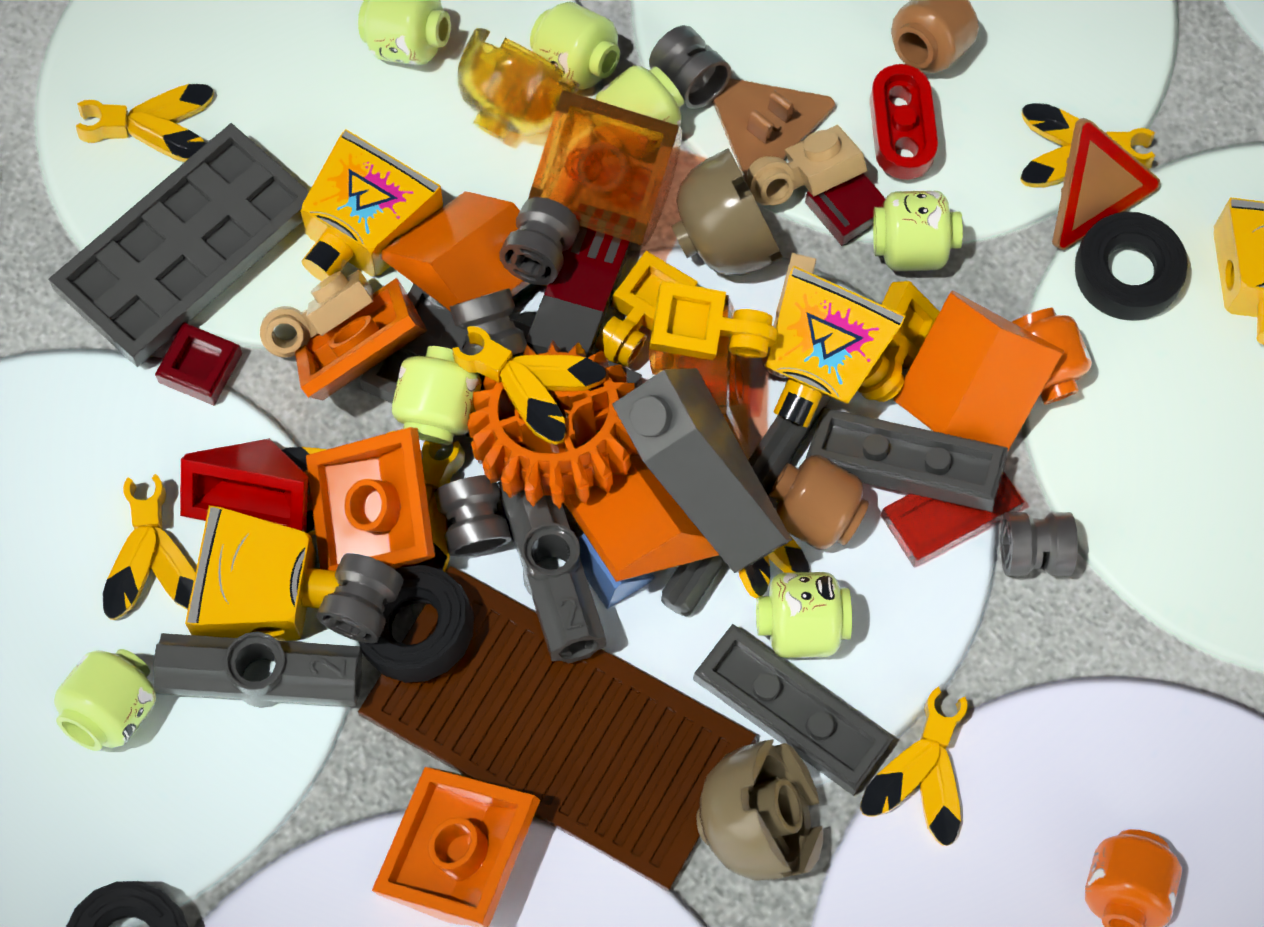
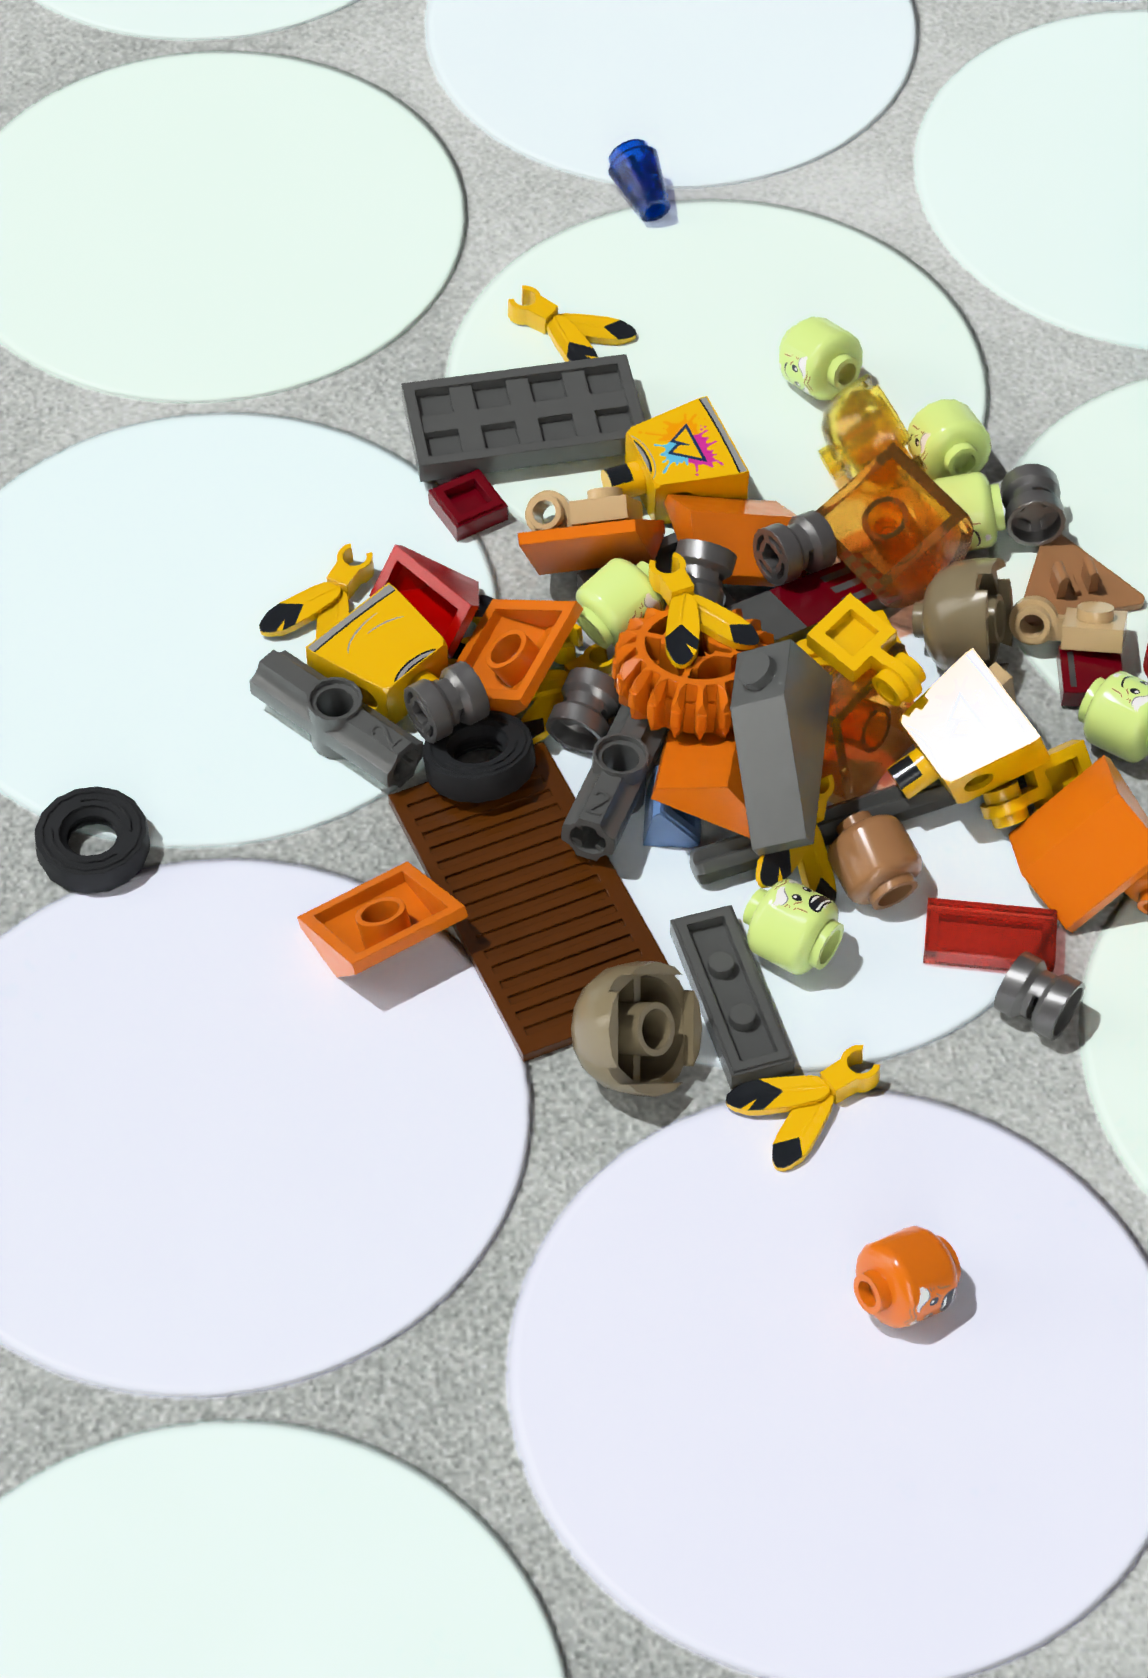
camera: 40 degrees right, 15 degrees down
(104, 699) = (209, 672): yellowish green head -> none
(911, 458) = (983, 876): dark grey tile -> none

